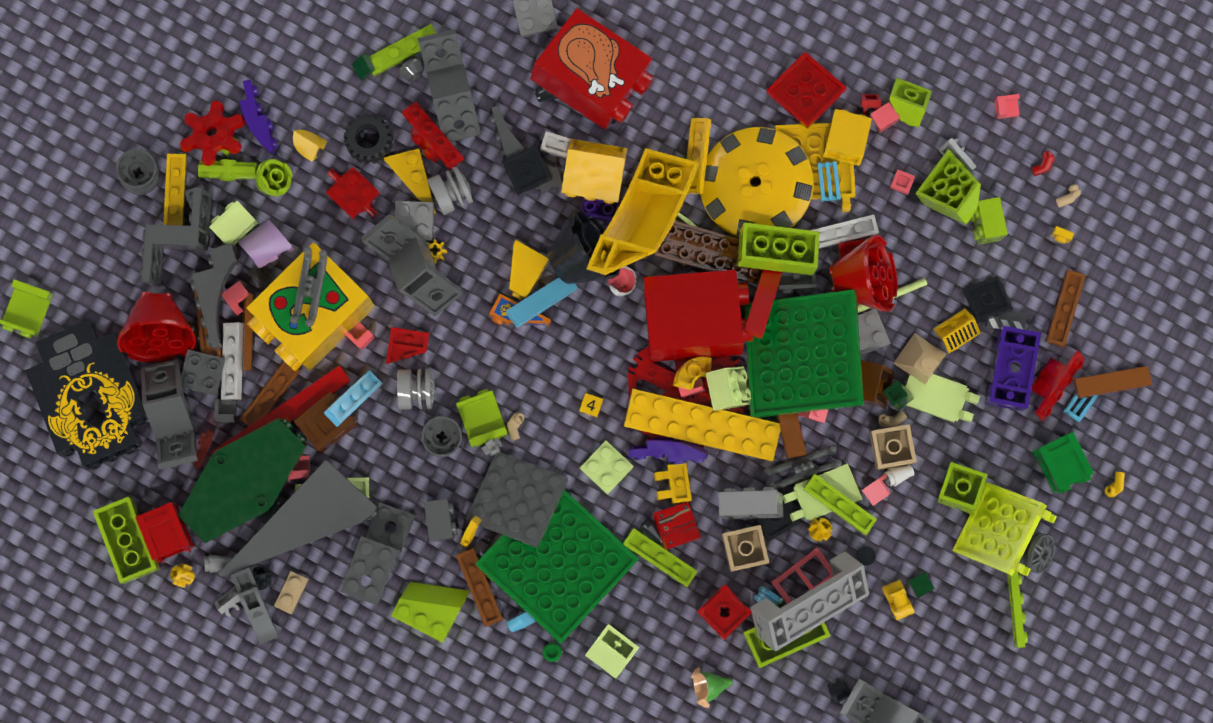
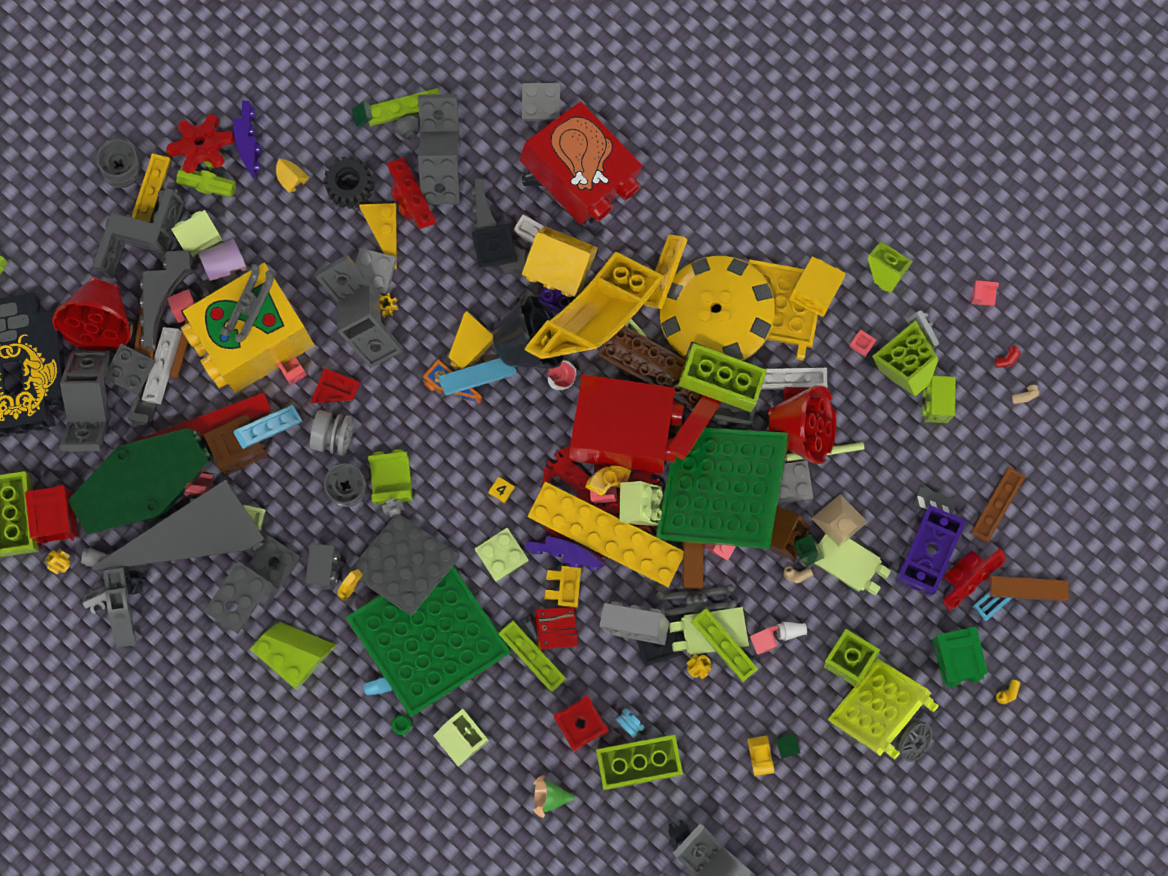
camera: 20 degrees right, 5 degrees down
(205, 441) = (114, 436): clear red plate -> none
(270, 394) = (191, 405): dark orange tile -> none
(273, 177) = (247, 198): lime cone -> none
(291, 592) = (160, 604): tan plate -> none
(353, 193) = (321, 231): red plate -> none
(450, 190) = (414, 249): light grey wheel -> none
(479, 588) = (345, 644): dark orange plate -> none
(513, 425) = (420, 491): tan arm -> none
(745, 548) = (618, 666): tan brick -> none
(775, 583) = (701, 714): coral window -> none
(785, 624) = (672, 740): light grey plate -> none
(806, 90) = (788, 232): red plate -> none
(827, 165) = (791, 309): medium azure tile -> none
(866, 555) = (739, 704): black piece -> none
(870, 101) = (849, 257): red tile -> none
(885, 117) = (860, 276): coral panel -> none
(892, 447) = (791, 601): tan brick -> none
(957, 330) = (884, 501): yellow panel -> none
(987, 299) = (921, 477): black tile -> none
(1018, 617) = (878, 801): lime plate -> none
(1062, 235) = (1010, 431): yellow plate -> none

